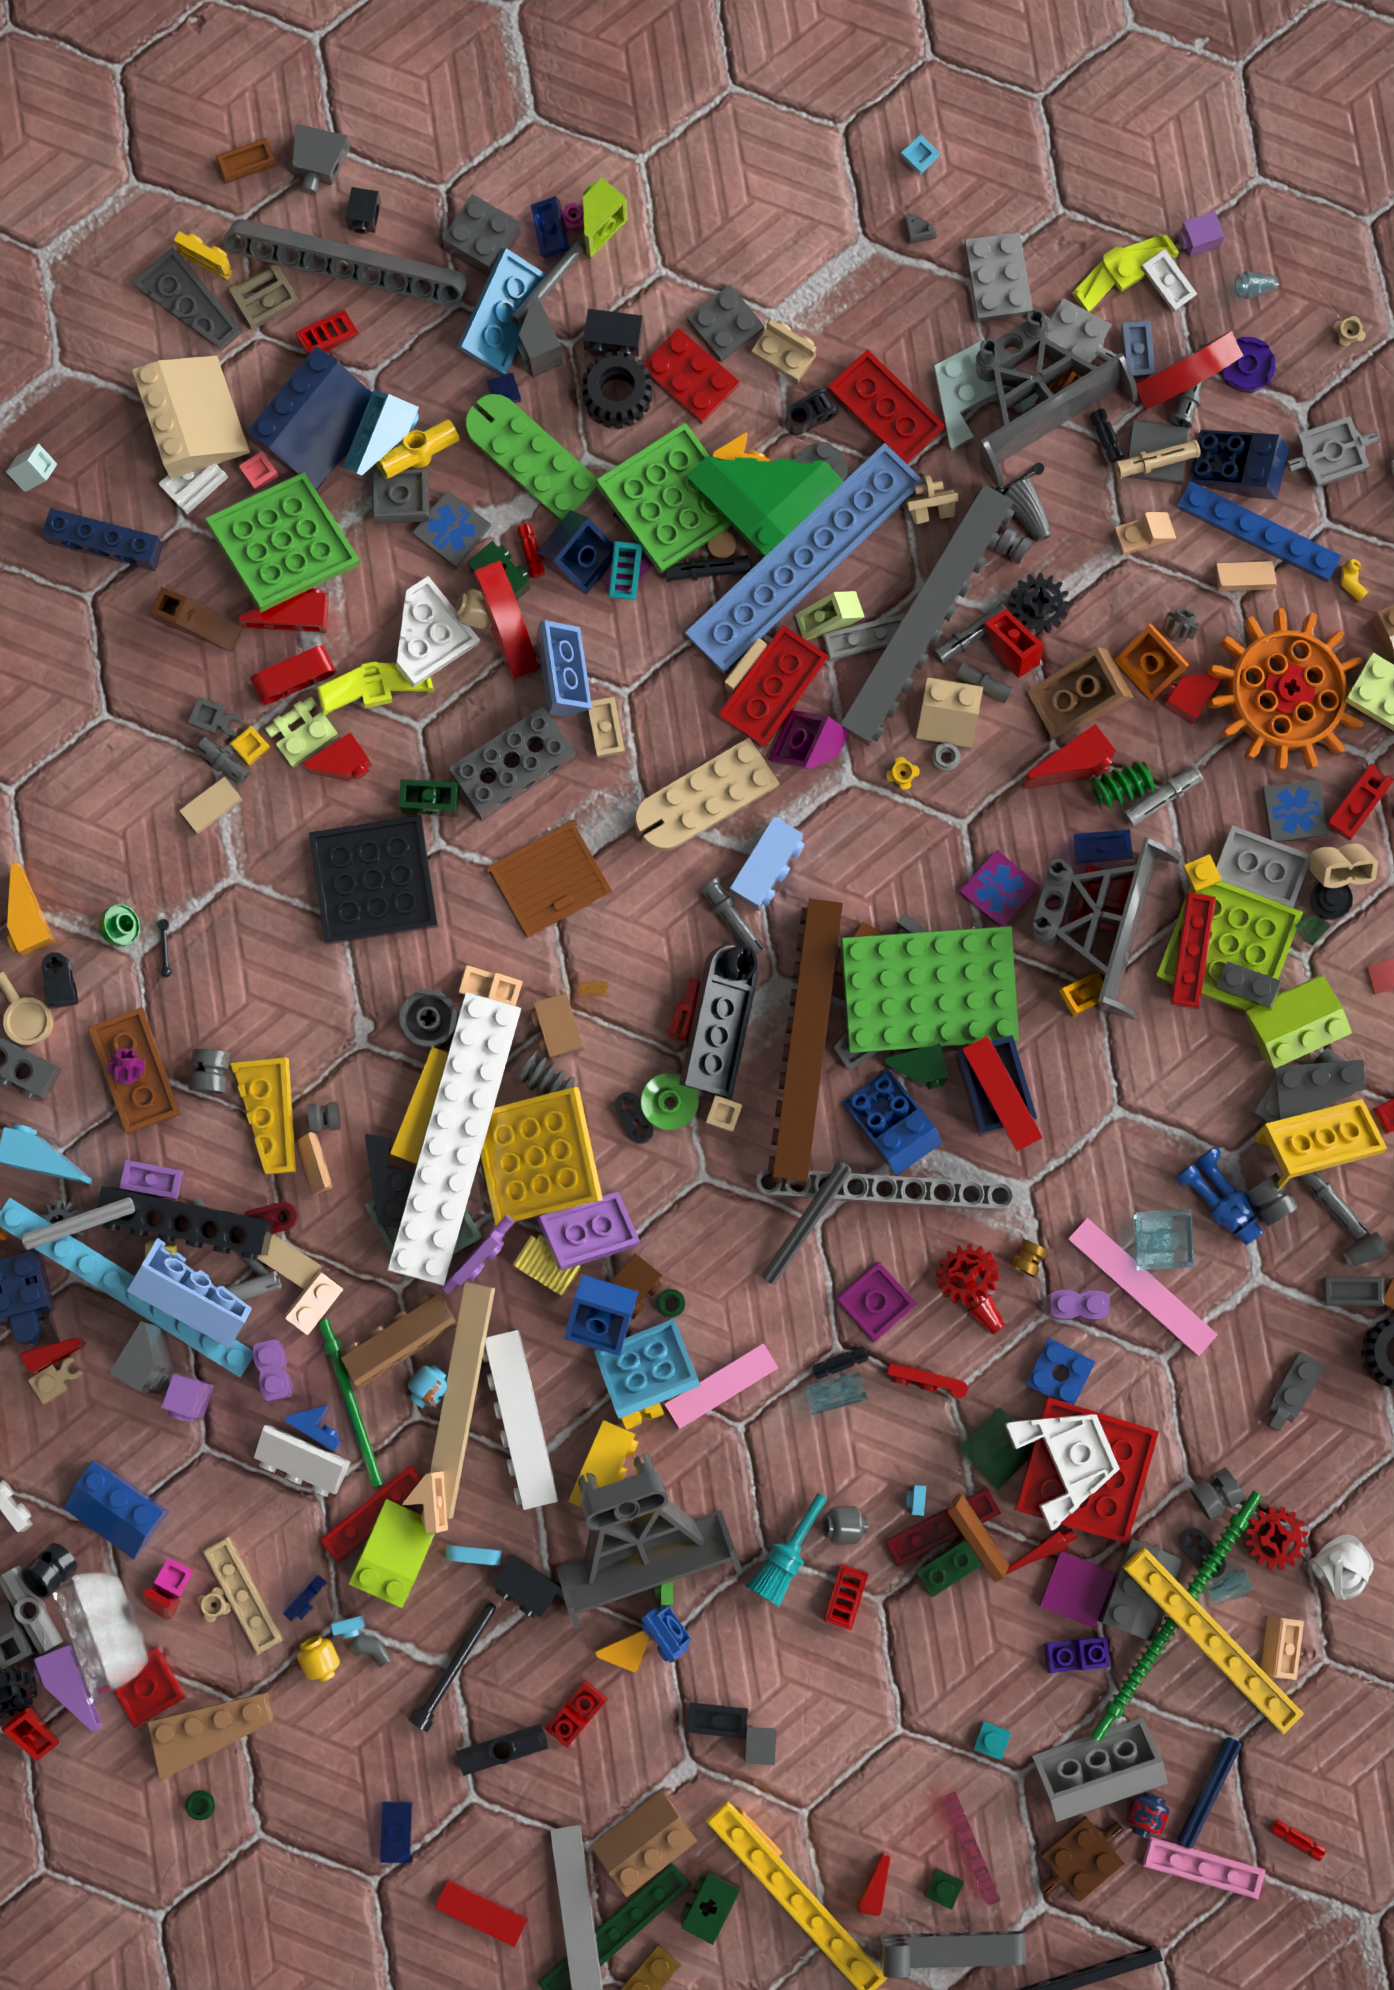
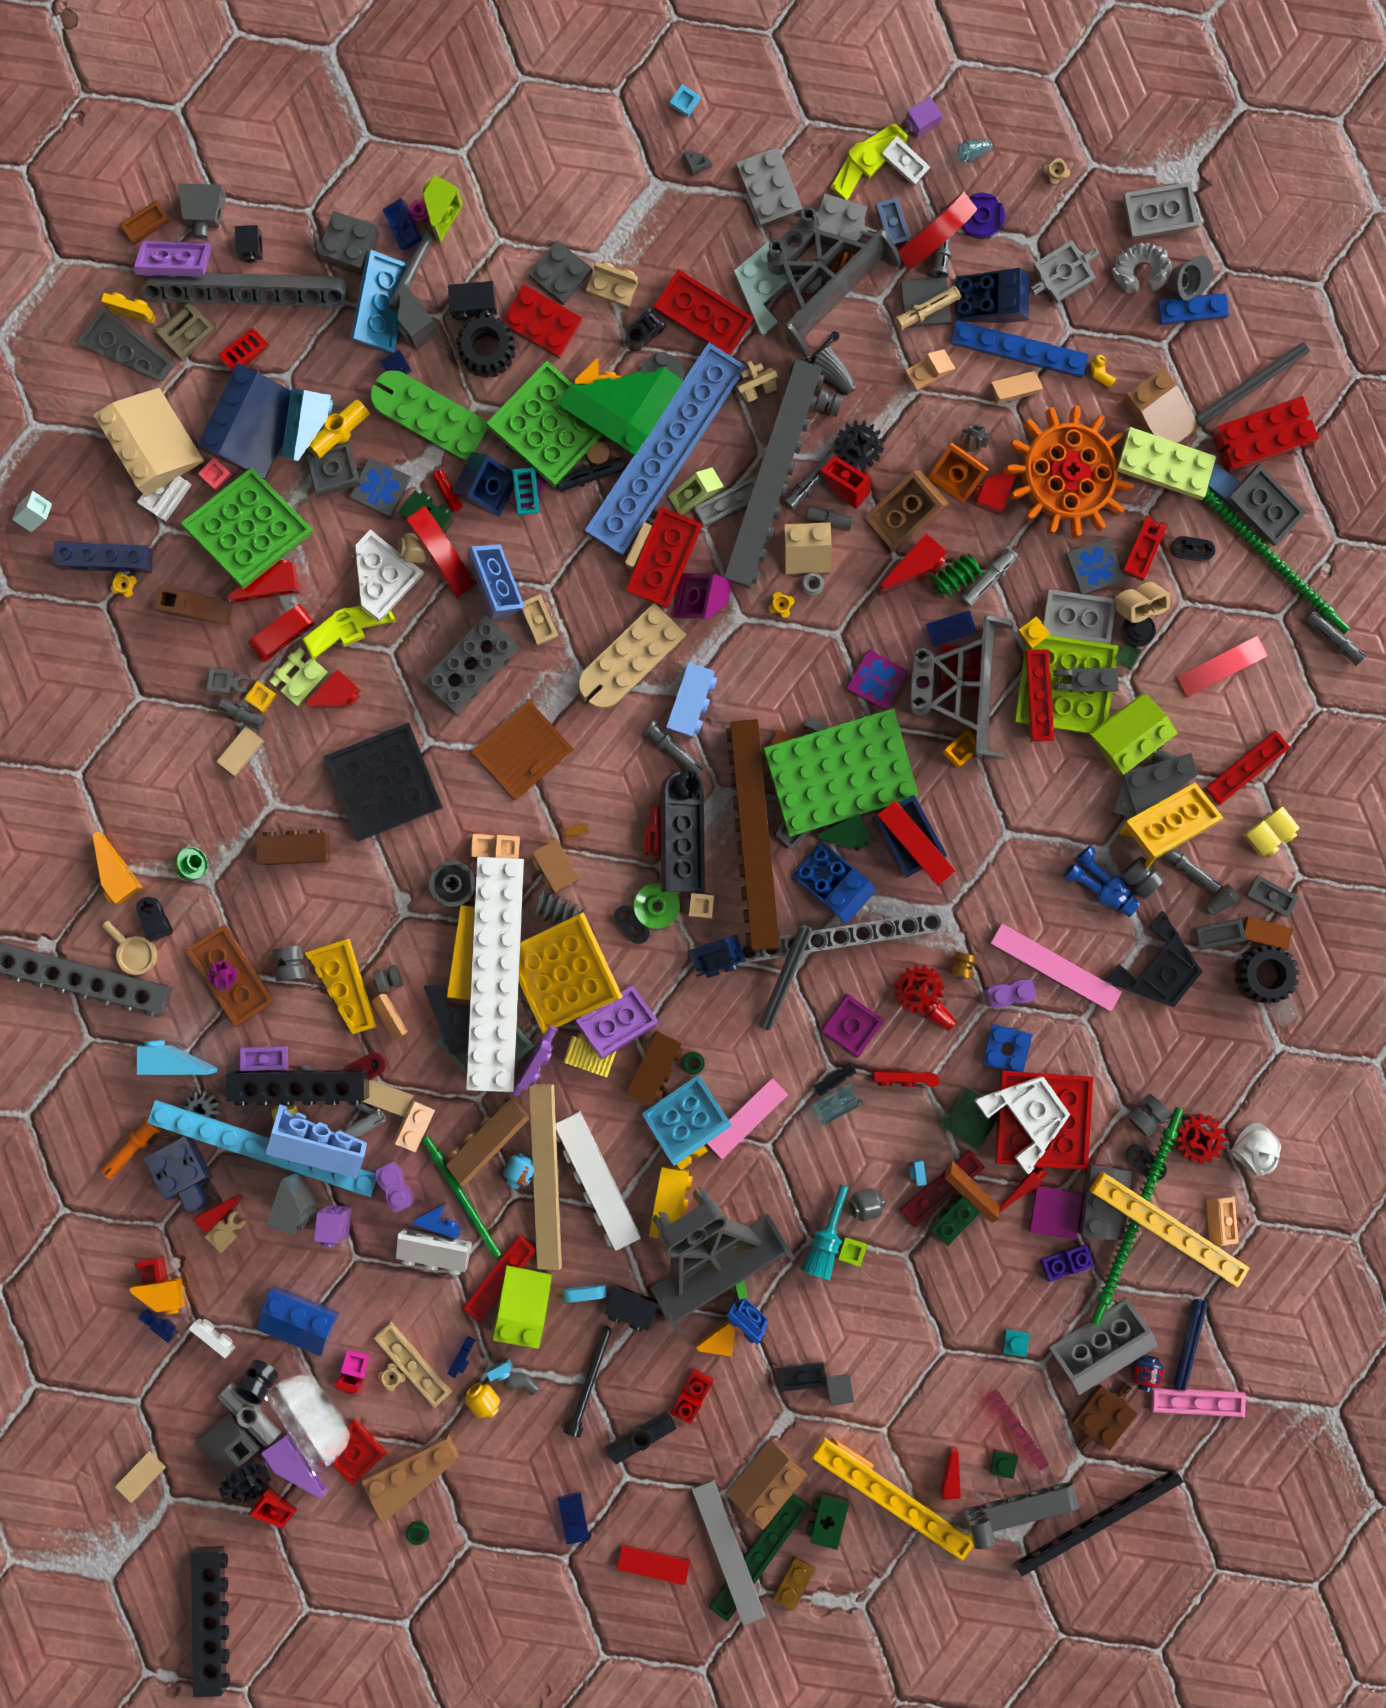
camera: 20 degrees left, 5 degrees up
(77, 1223) = (213, 1109): light grey axle -> none
(114, 570) = (117, 584): none -> yellow plate
(164, 925) = (226, 855): black hinge -> none
(246, 934) = (292, 847): none -> reddish brown brick
(269, 209) = (172, 258): none -> medium lavender plate
(429, 797) = (412, 707): dark green brick -> none
(431, 1494) = (541, 1255): light nougat slope -> none
(600, 1315) = (641, 1087): blue slope -> none
(730, 1177) = (717, 955): none -> dark blue hinge
(814, 1579) = (852, 1251): none -> lime plate
(839, 1621) = (871, 1258): red slope -> none
(1107, 435) = (883, 297): black axle -> none
(1164, 1240) = (1066, 928): clear light blue slope -> none
(1231, 1587) = (1174, 1184): clear light blue cone -> none
(1249, 985) = (1089, 713): dark grey plate -> none
(1256, 945) = (1088, 680): none -> dark grey hinge
(1278, 1326) = (1169, 972): none -> black wing
(1294, 1390) = (1190, 1021): dark grey hinge -> none
(1298, 1840) = (1265, 1365): red axle -> none

